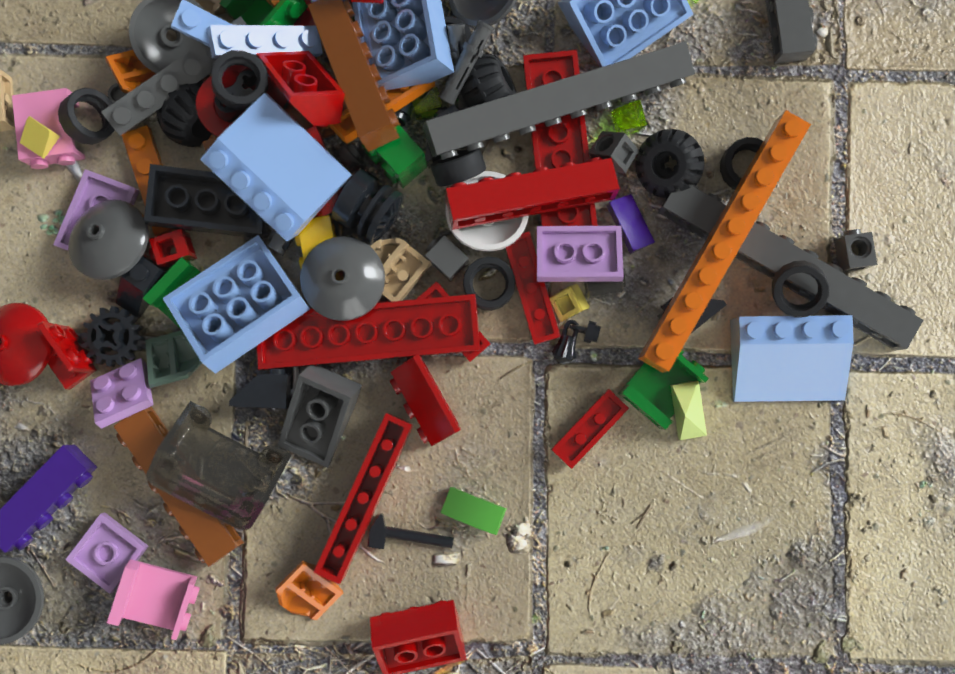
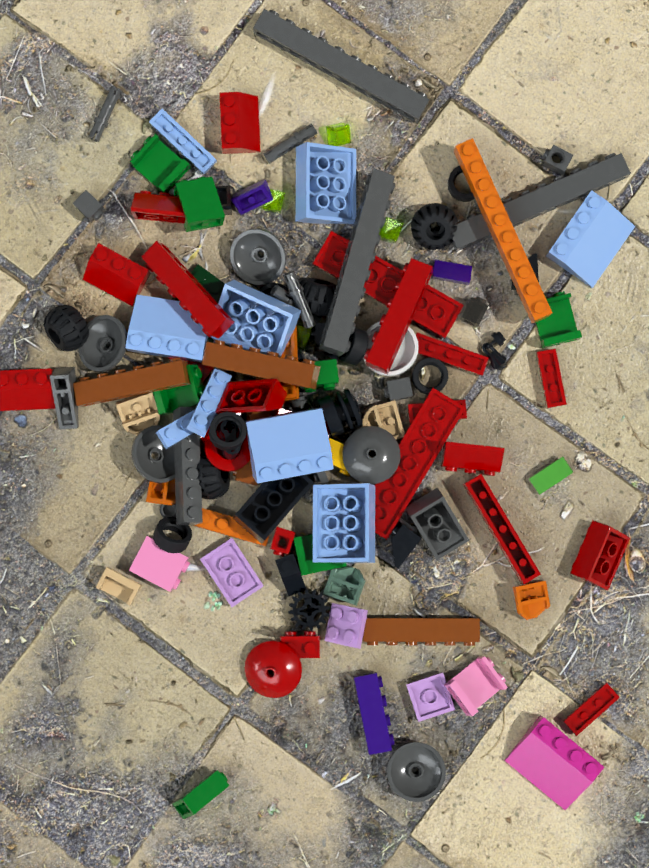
camera: 60 degrees left, 0 degrees up
(38, 137) = (167, 570): light yellow slope -> none
(108, 239) = (266, 571): dark grey dish -> none
(215, 470) = (431, 600): clear smoke windscreen -> none
(379, 533) = (526, 536): black piece -> none
(569, 302) = (472, 339): light yellow slope -> none
(579, 254) = (451, 314): lavender plate -> none
(615, 146) = (405, 251): dark grey brick -> none
(688, 410) = (579, 316): yellowish green slope -> none
(806, 309) = (568, 216): black tyre -> none

